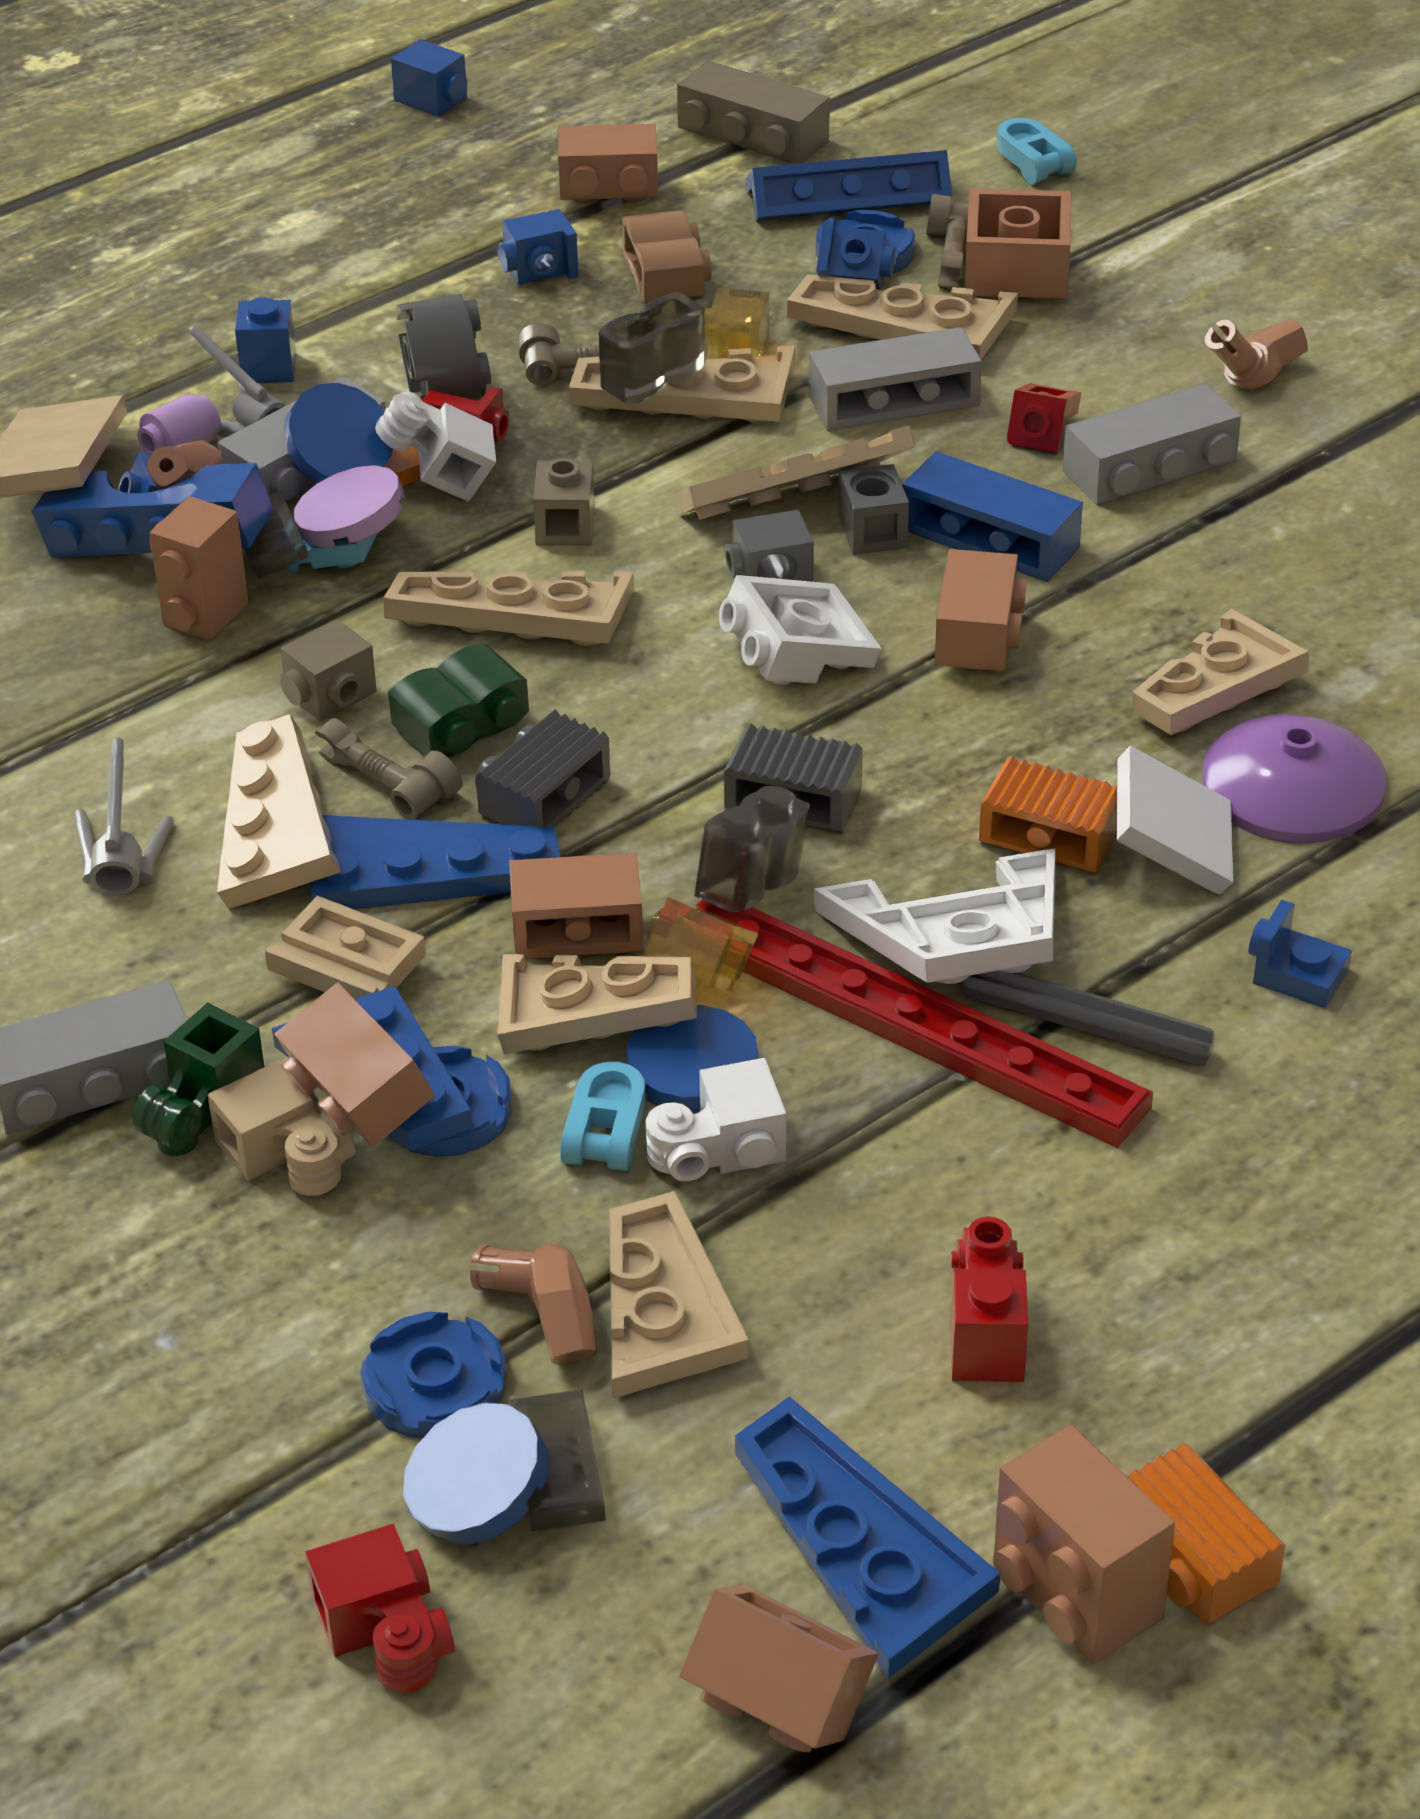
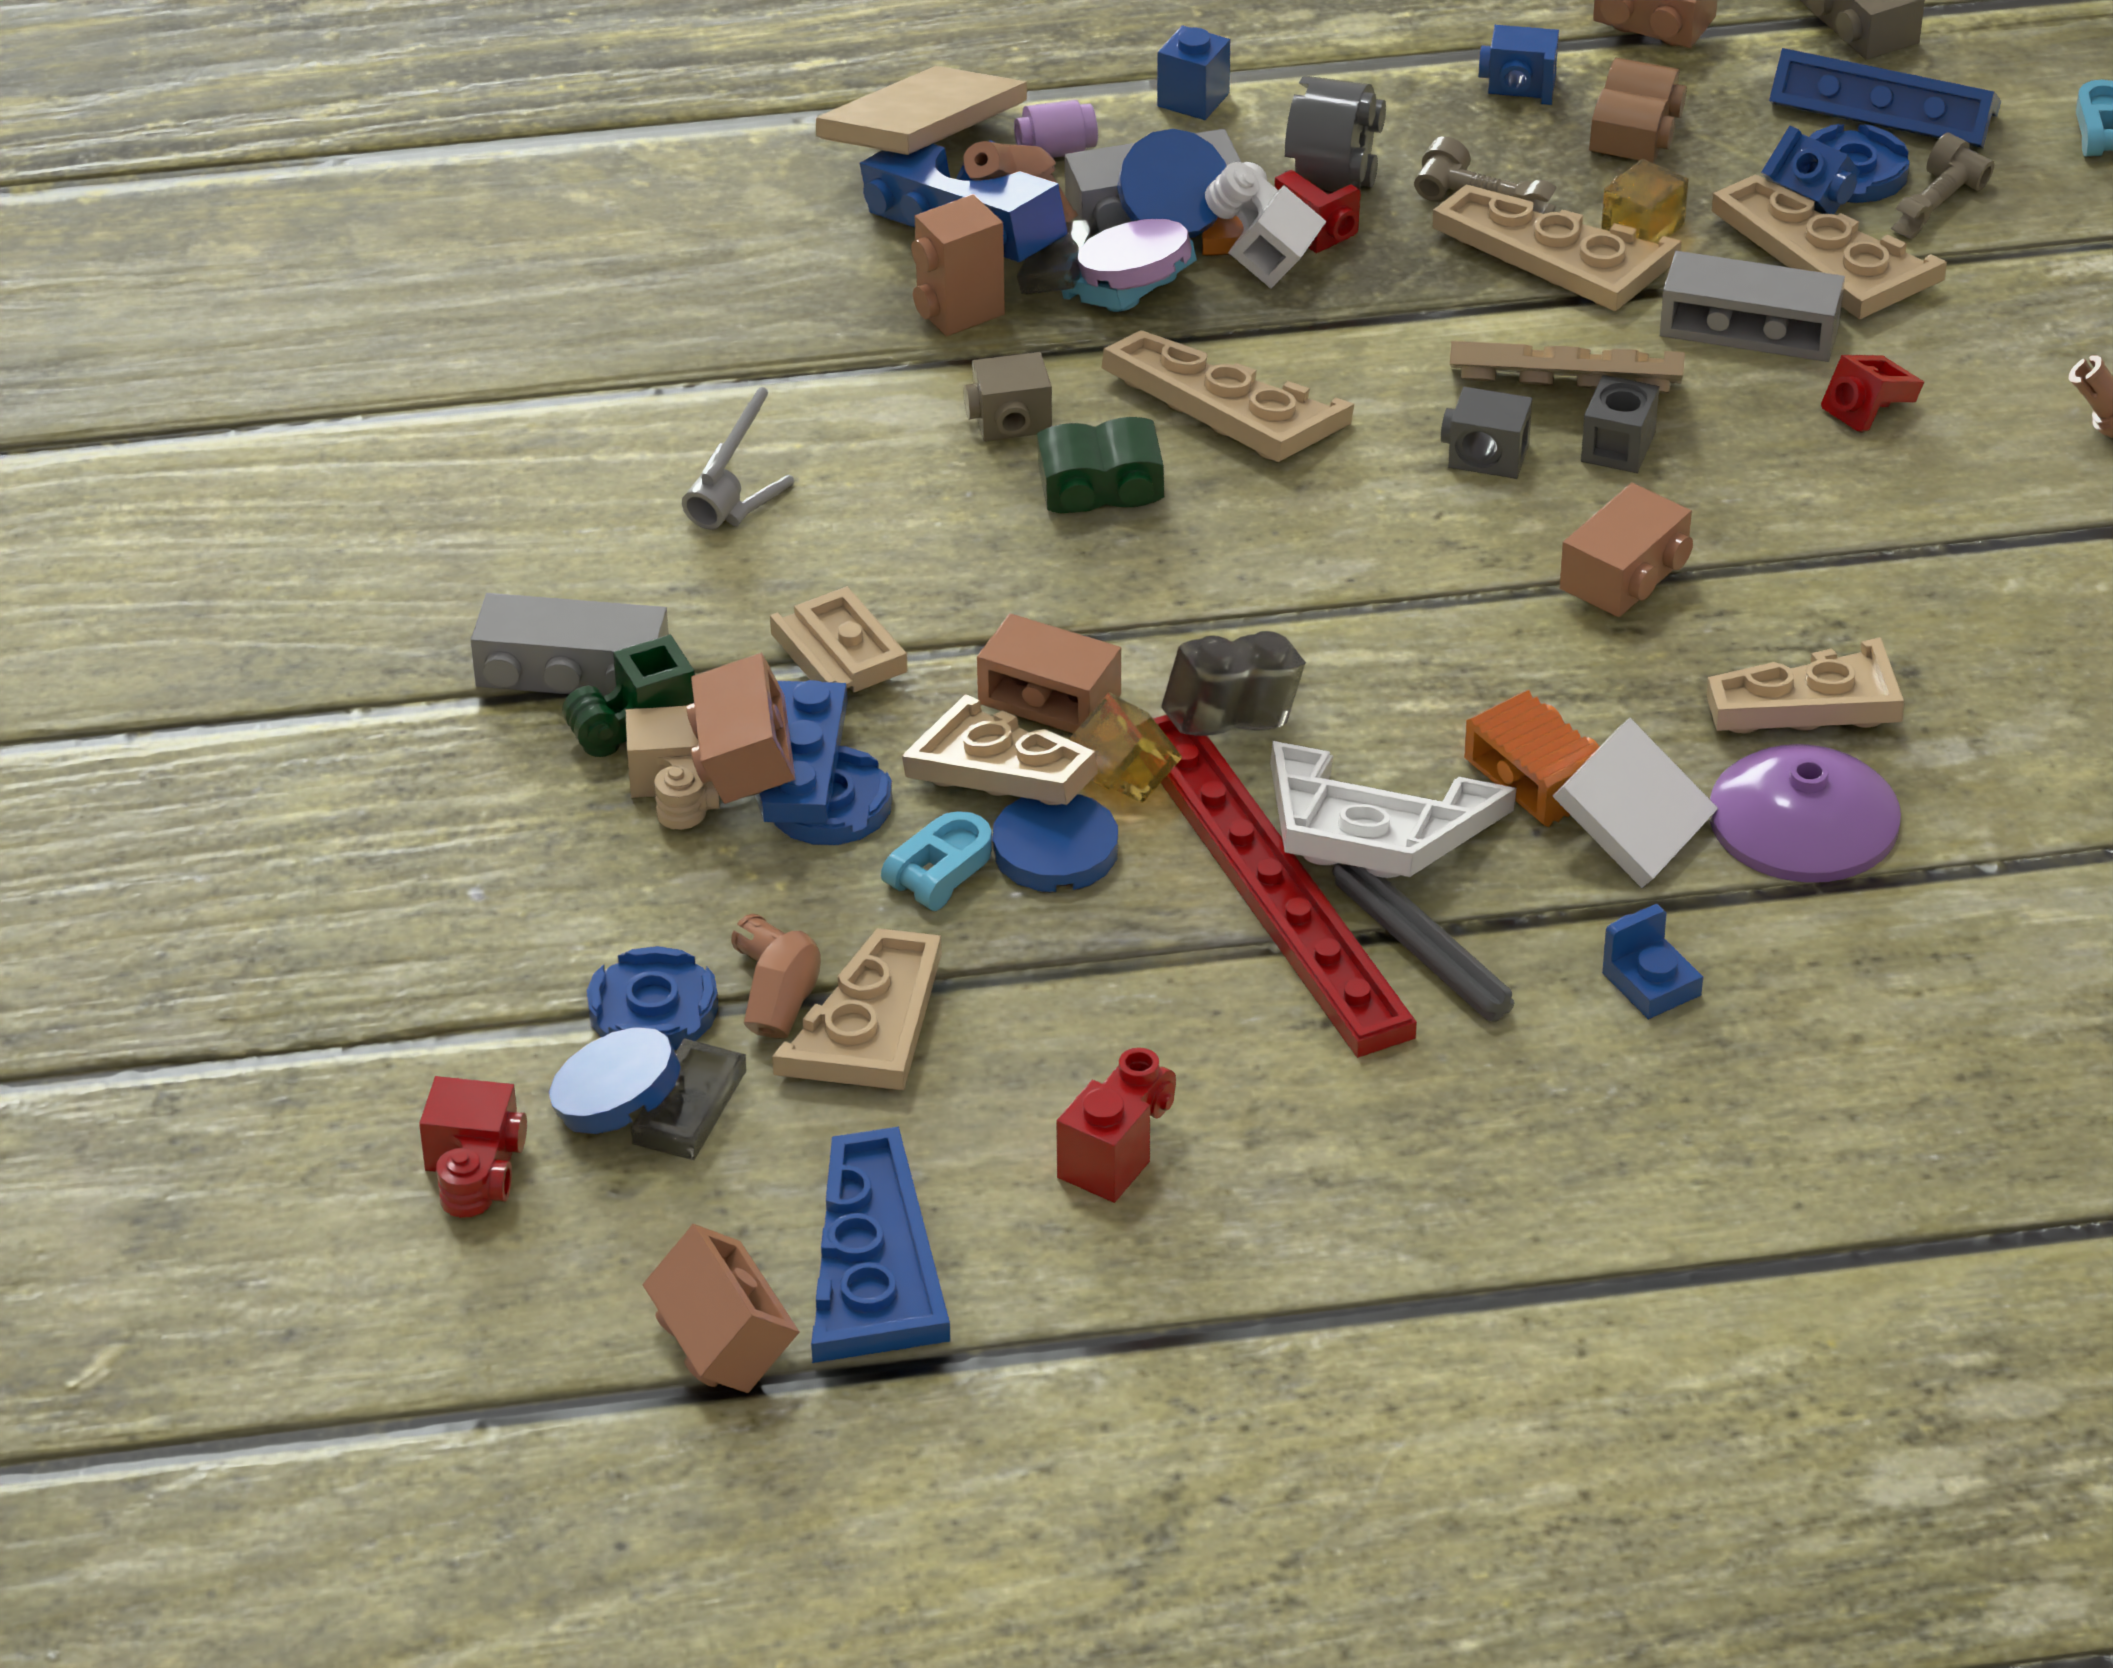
camera: 30 degrees right, 0 degrees up
(252, 402) = (1134, 125): light grey plant -> none
(272, 817) = (864, 509): wing -> none
(414, 788) = (1007, 525): dark tan brick -> none
(425, 860) = (958, 588): blue wing -> none
(543, 773) = (1120, 556): dark grey brick -> none
(564, 502) = (1340, 318): dark tan brick -> none
(652, 347) = (1516, 196): clear smoke brick -> none
(735, 1130) = (1035, 909): white brick -> none
(795, 628) = (1450, 505): white plate -> none
(811, 768) = (1338, 638): dark grey brick -> none
(993, 513) = (1727, 469): blue brick -> none
(1018, 243) = (1986, 211): nougat brick -> none
(1082, 1543) = (1014, 1323): nougat brick -> none
(1151, 443) = (1946, 454): light grey brick -> none
(1219, 1544) = (1133, 1363): orange brick -> none

